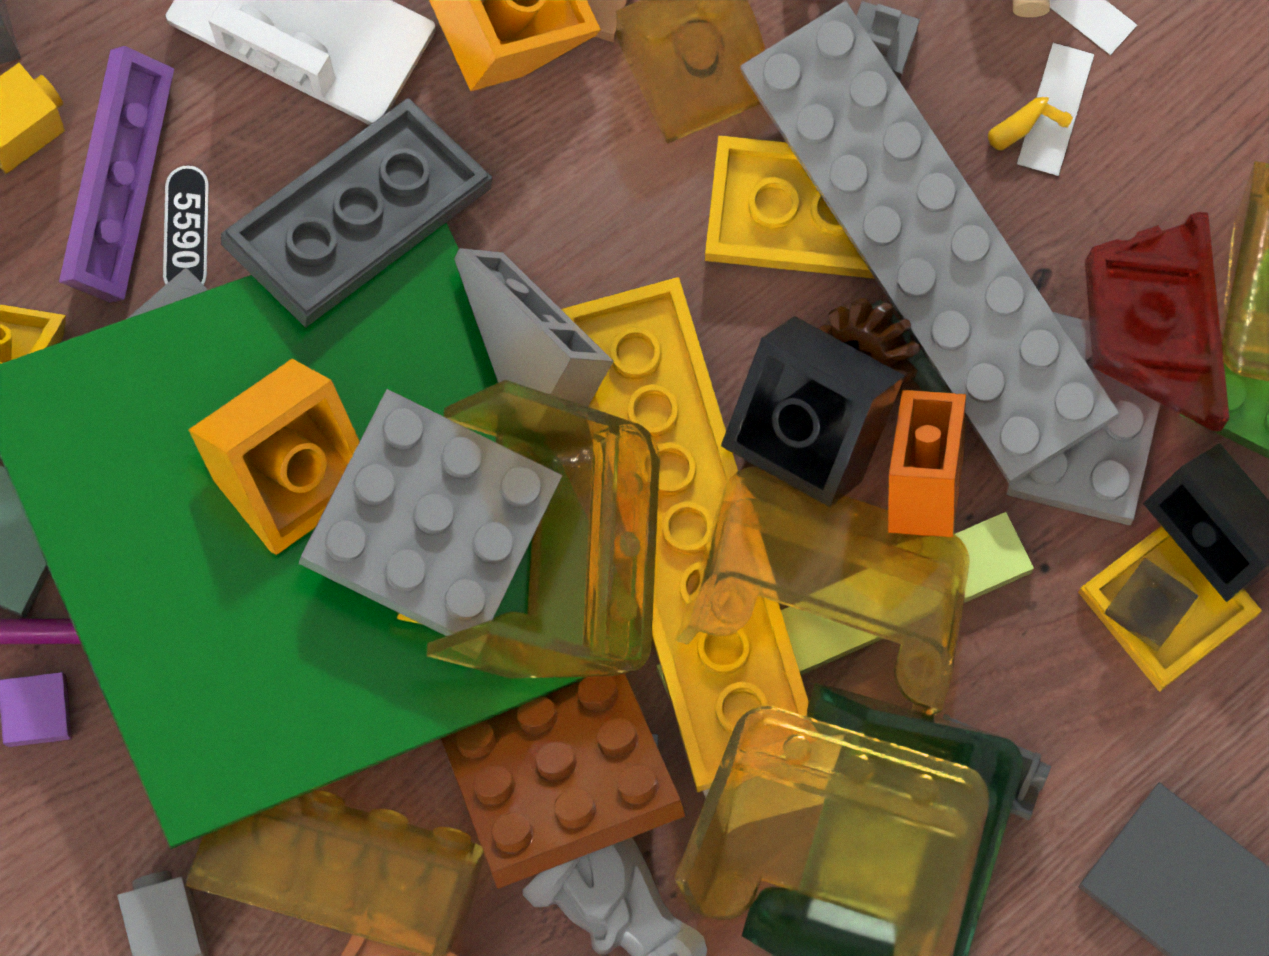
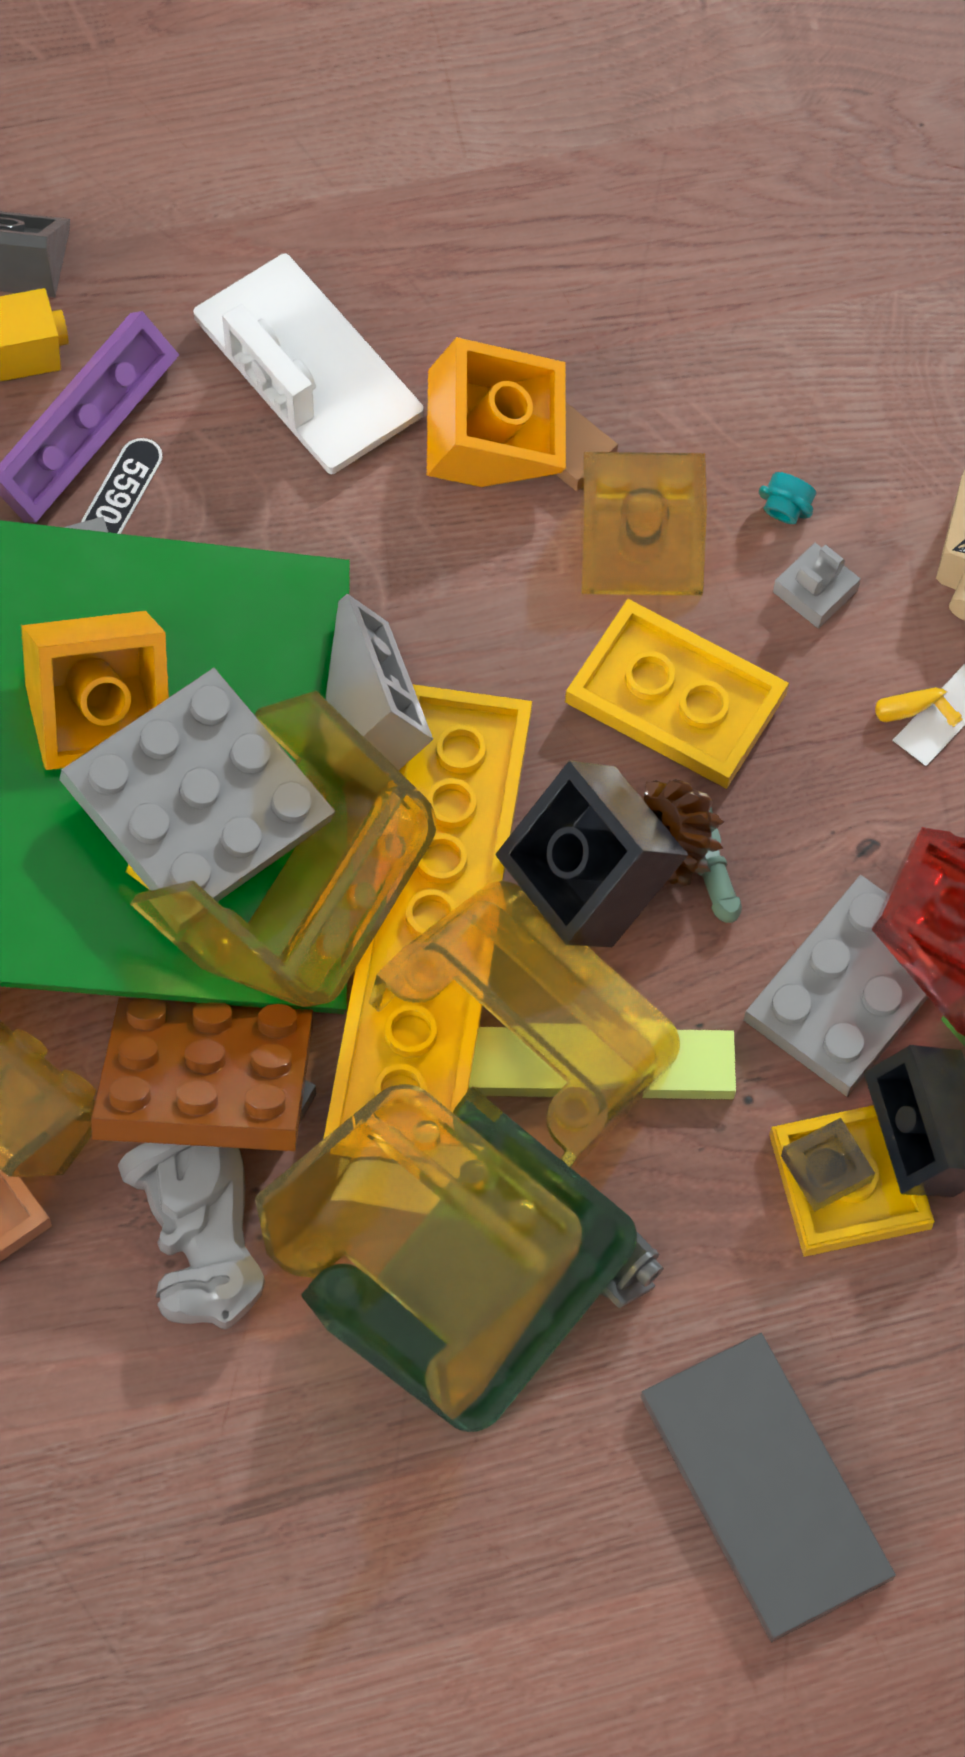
camera: 20 degrees right, 10 degrees down
(356, 212) = (272, 528): dark grey tile -> none
(926, 463) = (675, 947): orange brick -> none
(929, 242) = (773, 767): light grey plate -> none

